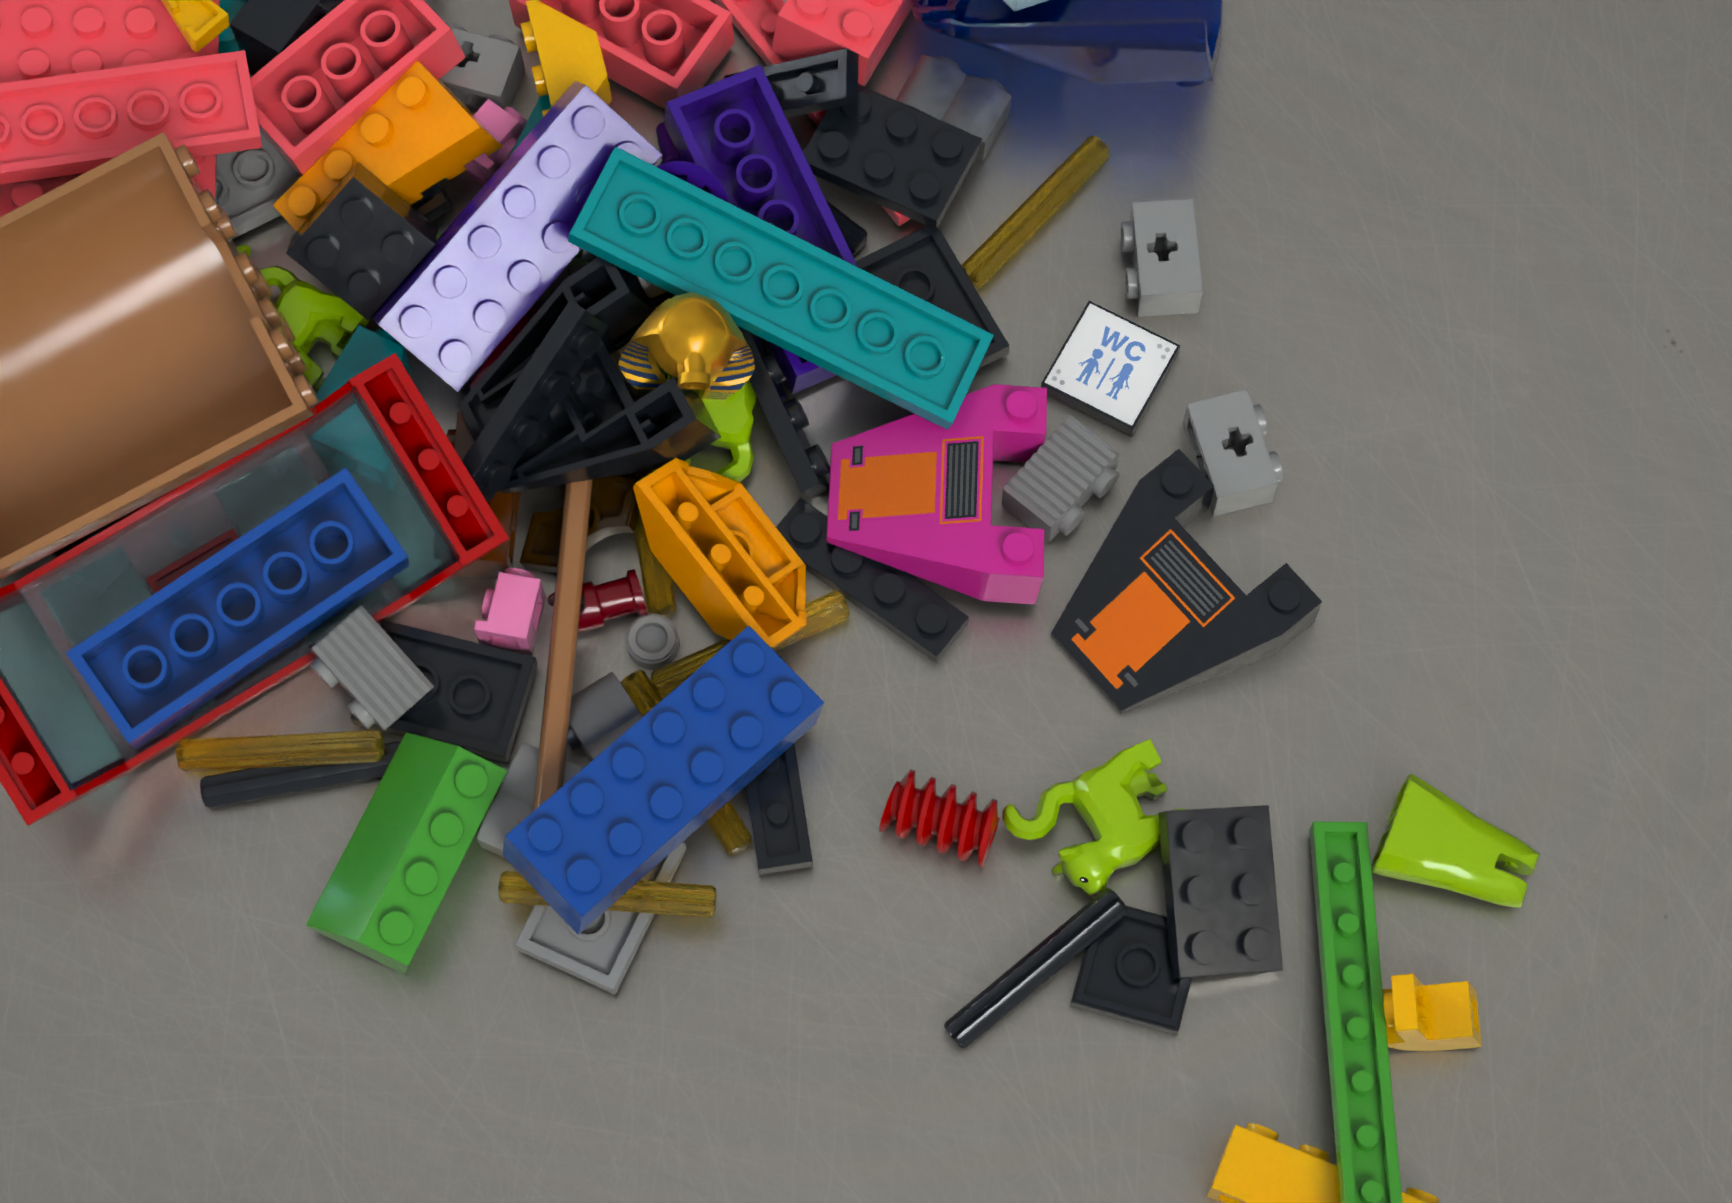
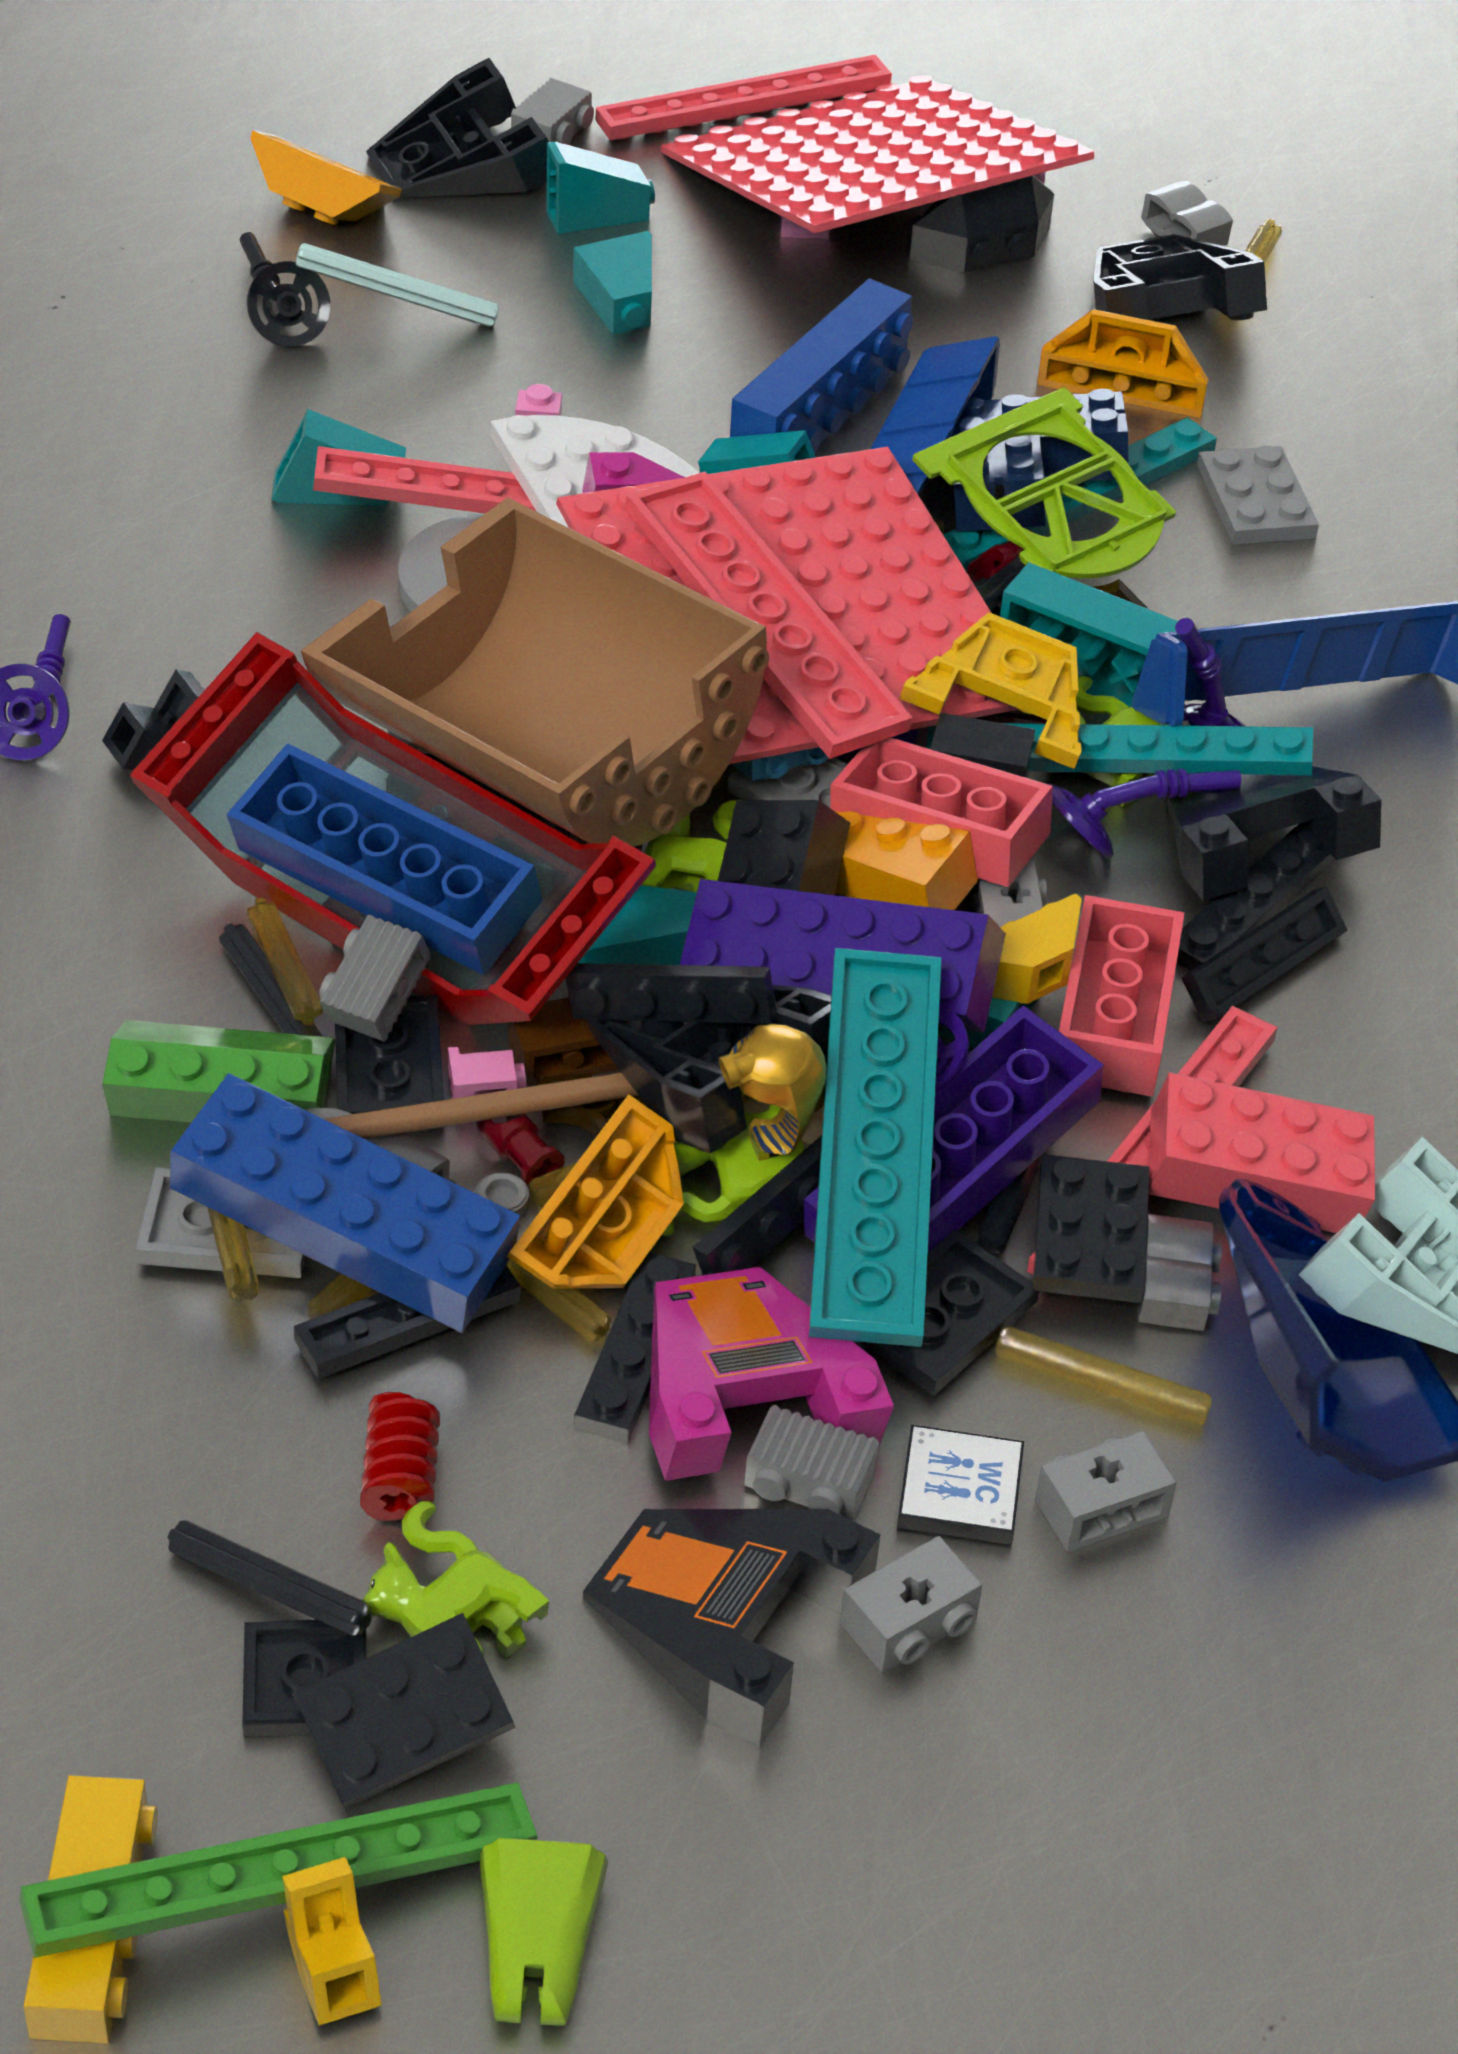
camera: 65 degrees right, 25 degrees down
(815, 82) = (1119, 1131): black plate -> none

